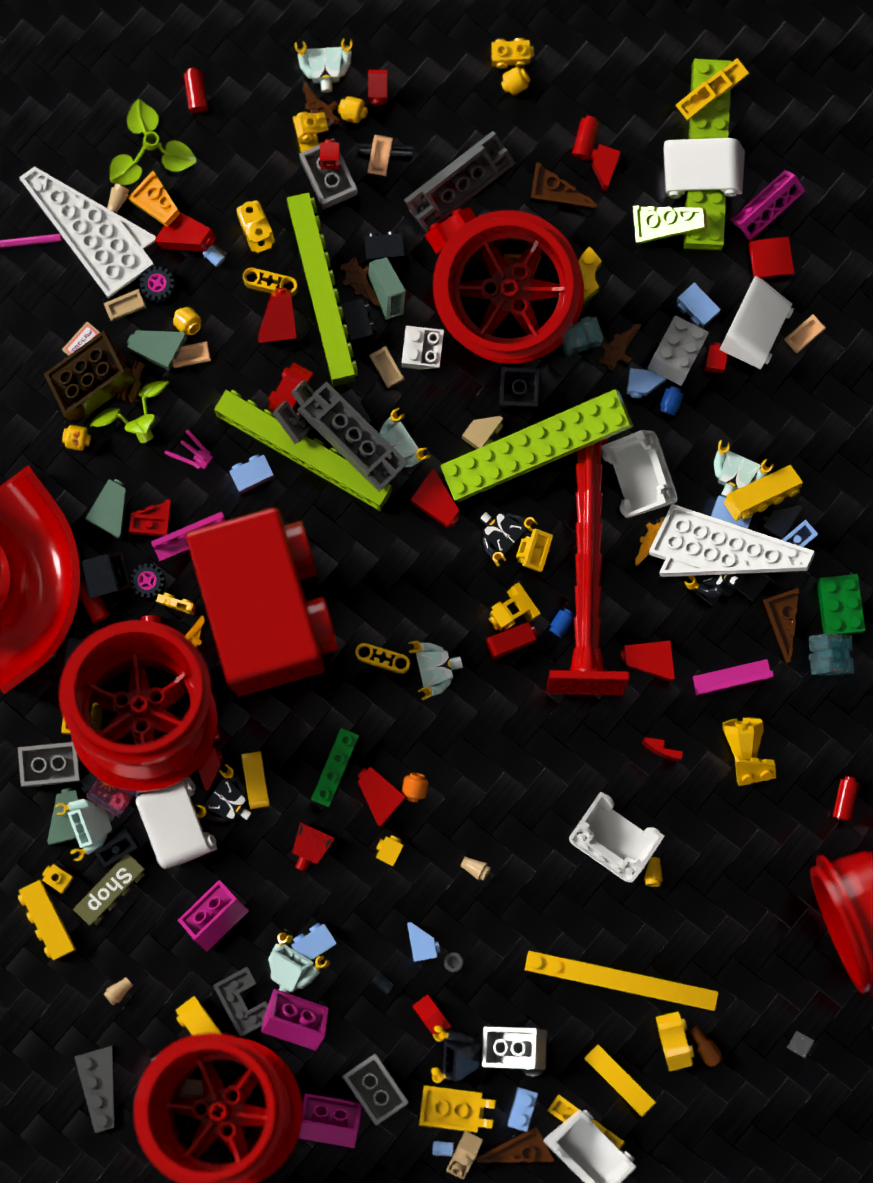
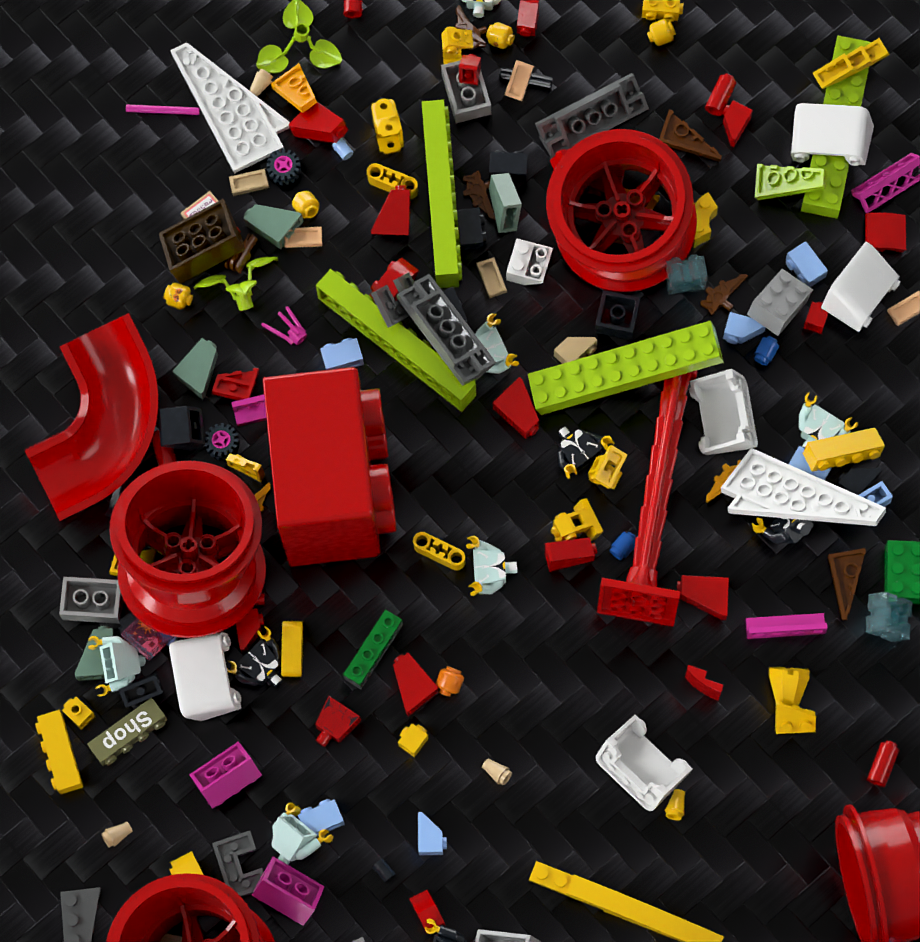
camera: 15 degrees right, 10 degrees down
(453, 962) = (458, 861): dark grey tile -> none

